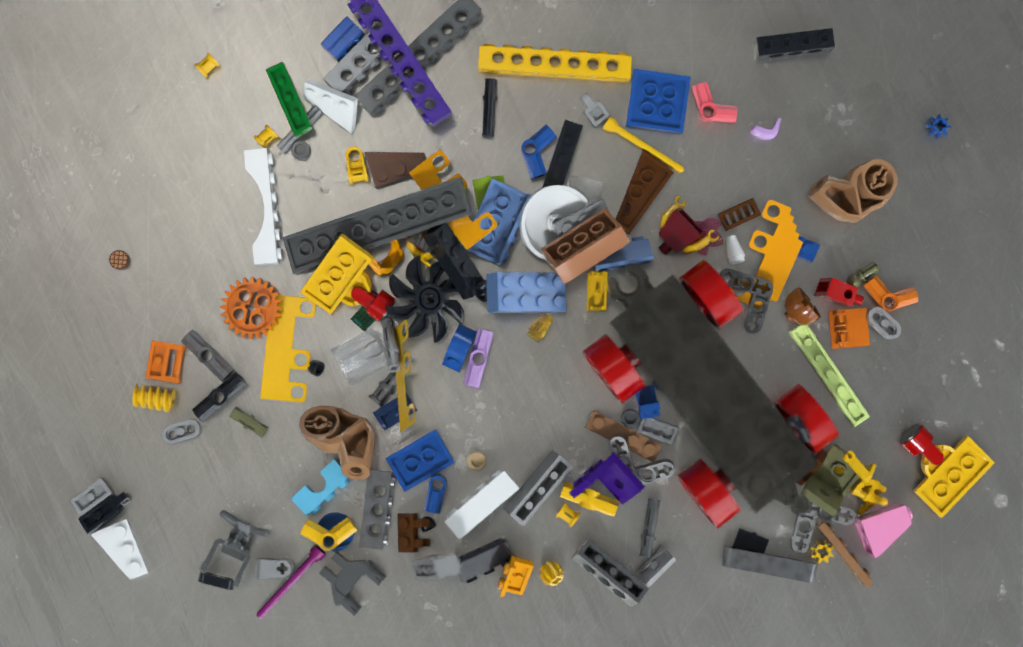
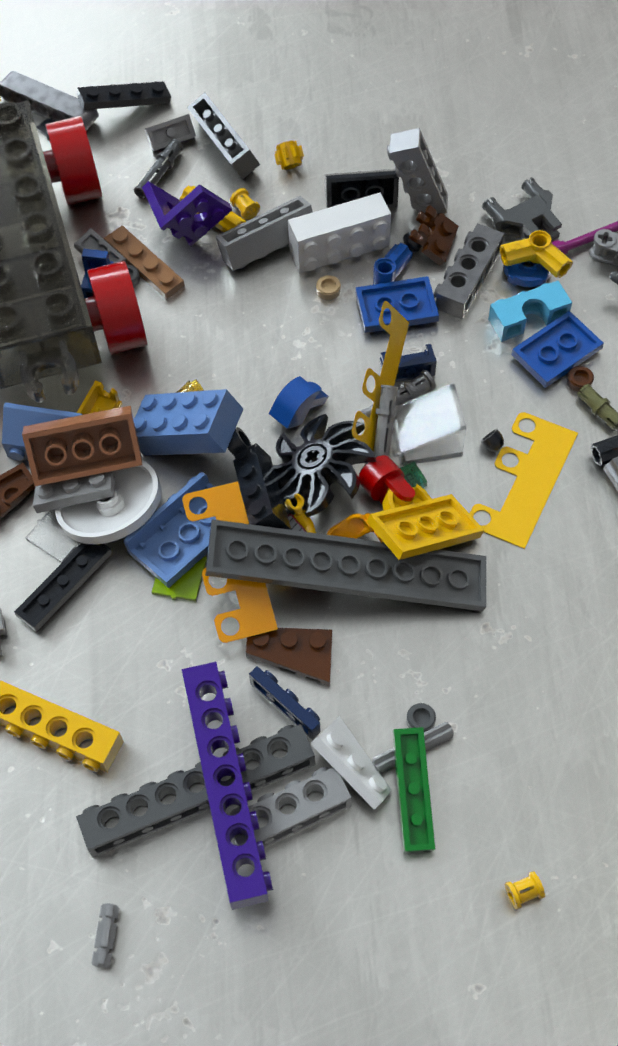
camera: 160 degrees left, 25 degrees down
(265, 136) = (466, 750): yellow bush -> none
(265, 248) = (491, 707): white arch -> none
(268, 312) = (579, 546): orange gear -> none
(270, 442) = (579, 377): none -> reddish brown tile
(291, 462) = (557, 349): none -> blue plate
(342, 39) = (300, 852): blue brick -> none
(342, 434) = (487, 349): medium nougat piece -> none
(356, 167) = (348, 663): yellow piece -> none
(386, 128) = (285, 701): none -> dark blue plate
(481, 345) = (293, 367): lavender piece -> none
(489, 107) = (114, 710): black pin -> none
(515, 576) = (332, 160): light orange bracket -> none
(539, 141) = (100, 592): blue piece -> none
(637, 471) = (121, 214): light grey beam -> none
(708, 589) = (123, 95): none -> black plate

